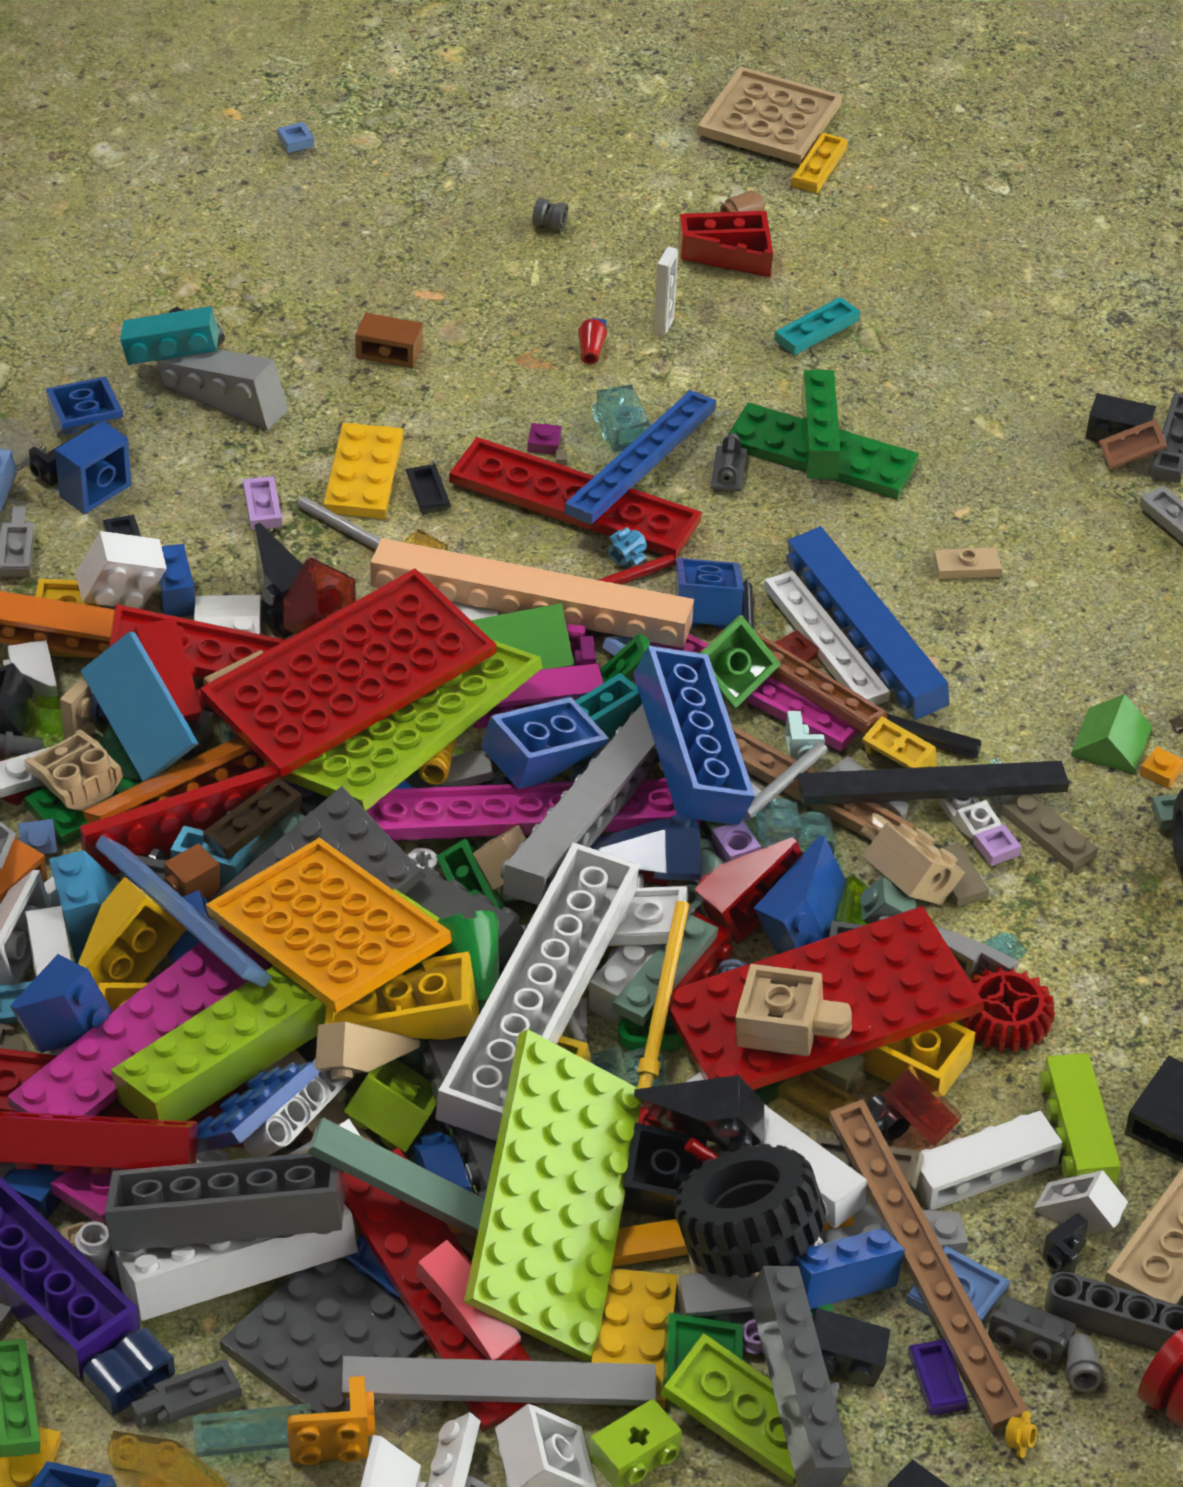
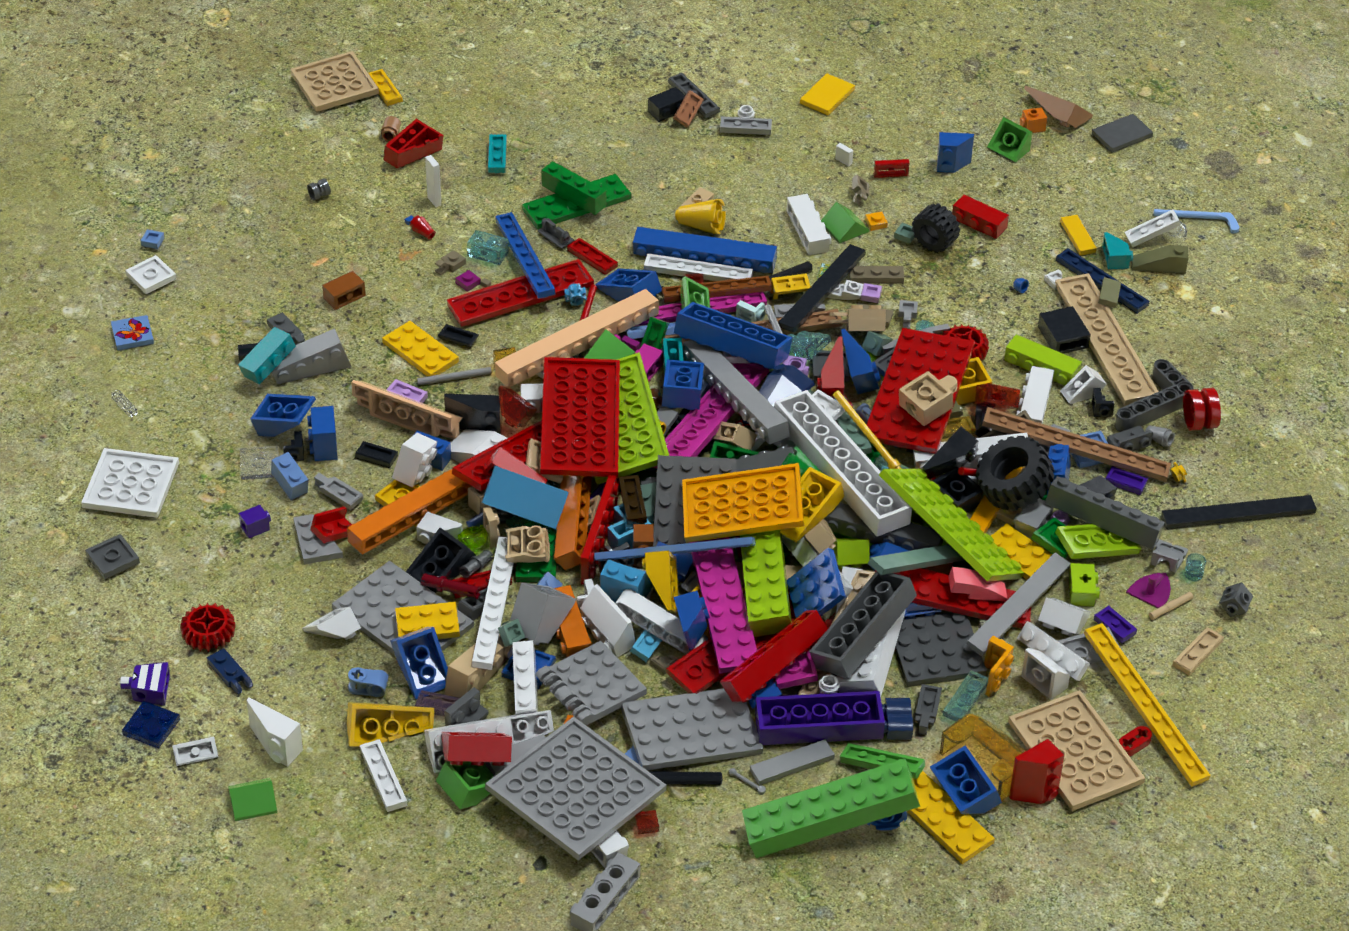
camera: 50 degrees left, 0 degrees up
(116, 216) = (132, 332): none -> medium blue tile
(222, 512) = (405, 411): none -> light nougat slope
(231, 171) = (150, 274): none -> white plate
(267, 333) = (283, 323): none -> dark grey hinge
(561, 403) = (450, 261): none -> dark tan plate
(732, 525) = (592, 256): none -> red tile
(935, 584) = (703, 215): none -> yellow cone
(1006, 904) = (908, 310): none -> light grey plate
(1056, 697) = (808, 224): none -> white brick

